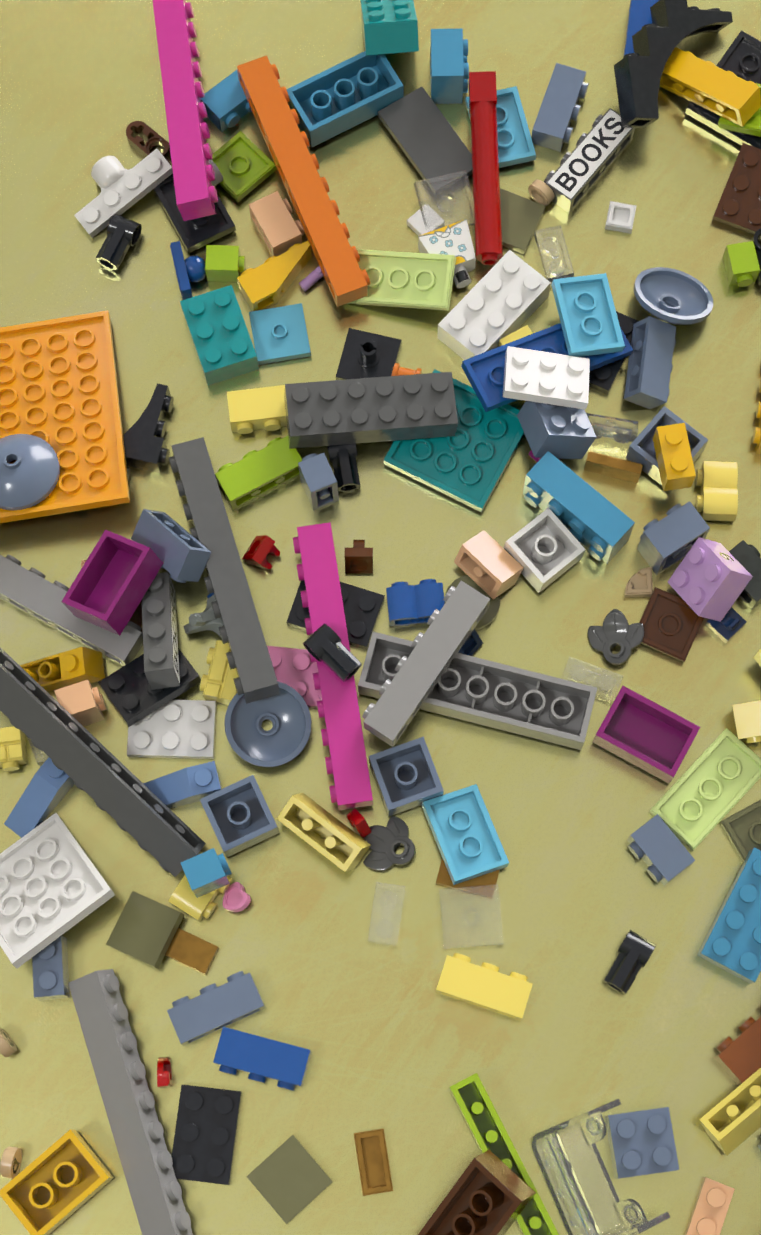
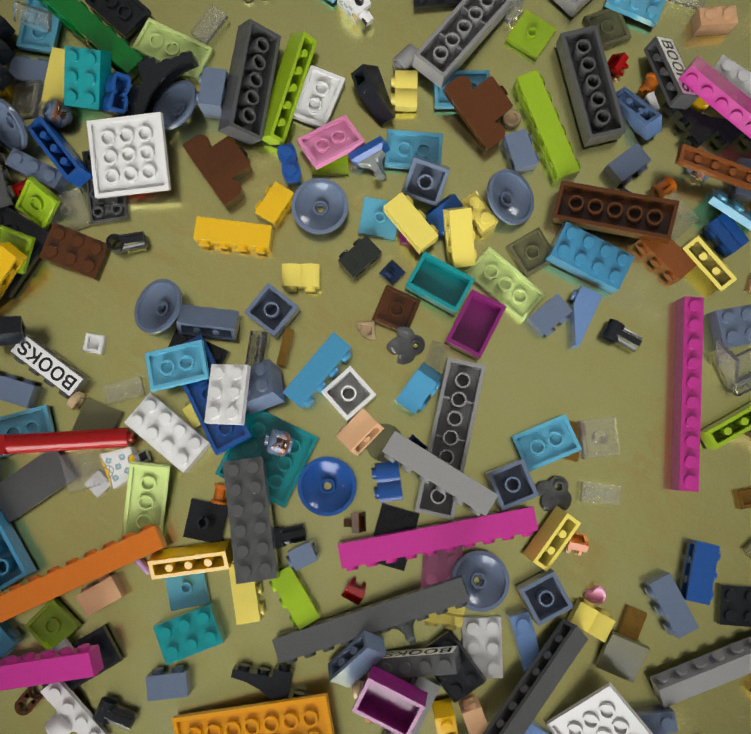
camera: 95 degrees left, 10 degrees up
(152, 308) = (169, 683): none -> sand blue brick
(164, 1072) = (713, 636): red tile -> none
(187, 270) = (138, 660): blue tile -> none
(206, 872) = (593, 619): dark azure brick -> none
(223, 263) = (132, 632): lime brick -> none
(269, 282) = (147, 596): yellow slope -> none
(316, 872) = (578, 542): none -> orange tile
(317, 331) = (191, 559): none -> yellow brick
(327, 647) = (432, 543): black piece -> none
(358, 823) = (543, 514): red tile -> none
(412, 499) = (326, 501): none -> blue dish
(476, 449) = (278, 442): none -> sand blue head
(484, 986) = (644, 428): light yellow brick -> none
(538, 1058) = (687, 394): none -> dark pink brick
(551, 645) = (417, 391): none -> dark azure brick
(668, 902) = (584, 306): none -> medium blue slope
(672, 537) = (338, 306): sand blue brick -> none
(674, 457) = (284, 305): yellow brick -> none
(709, 579) = (369, 282): lavender brick -> none
(710, 684) = (439, 283): none -> teal piece
(741, 264) = (132, 259): lime brick -> none

